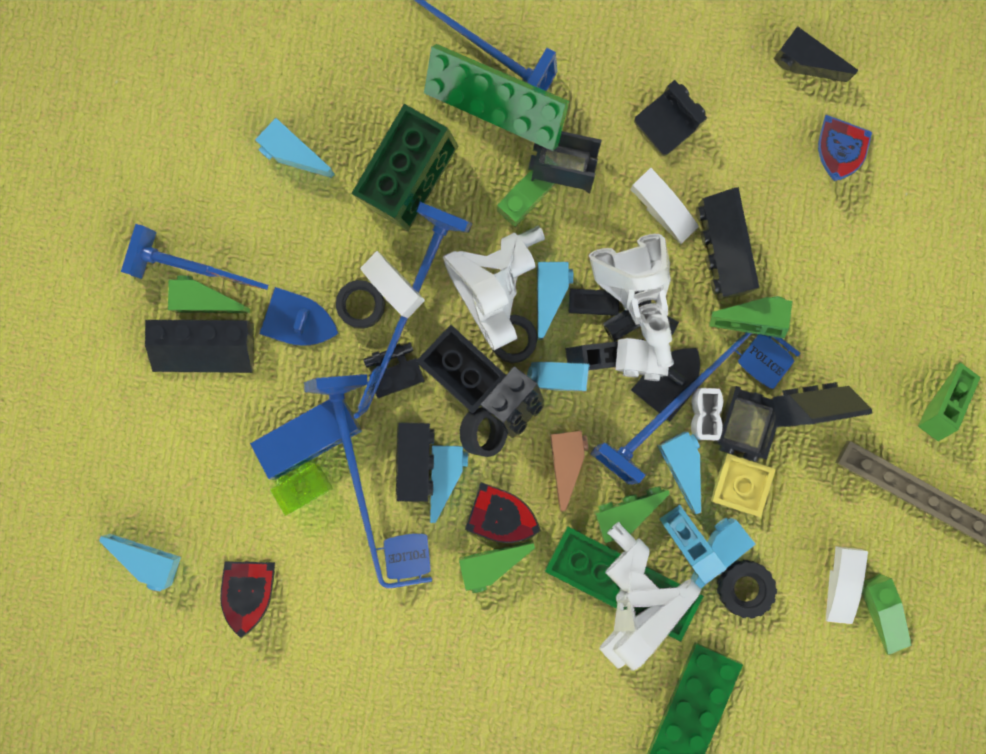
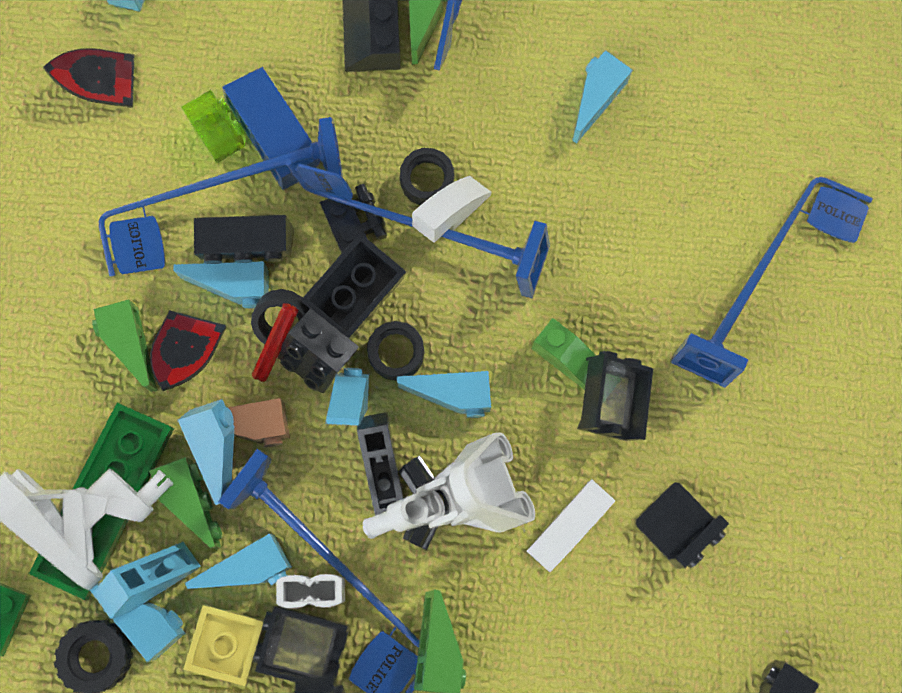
camera: 85 degrees right, 10 degrees down
(297, 320) = (406, 113): blue shield -> none
(405, 167) = (586, 208): dark green brick -> none
(490, 295) = (440, 317): white connector -> none
(495, 97) = (681, 308): green plate -> none
(504, 437) = (274, 342): none -> red axle
(582, 491) = (211, 441): none -> medium azure slope
(592, 302) = (445, 441): black tile -> none
(638, 358) = (375, 493): white brick -> none
(680, 375) = (344, 536): black shield -> none
(727, 244) = (527, 605): black slope -> none

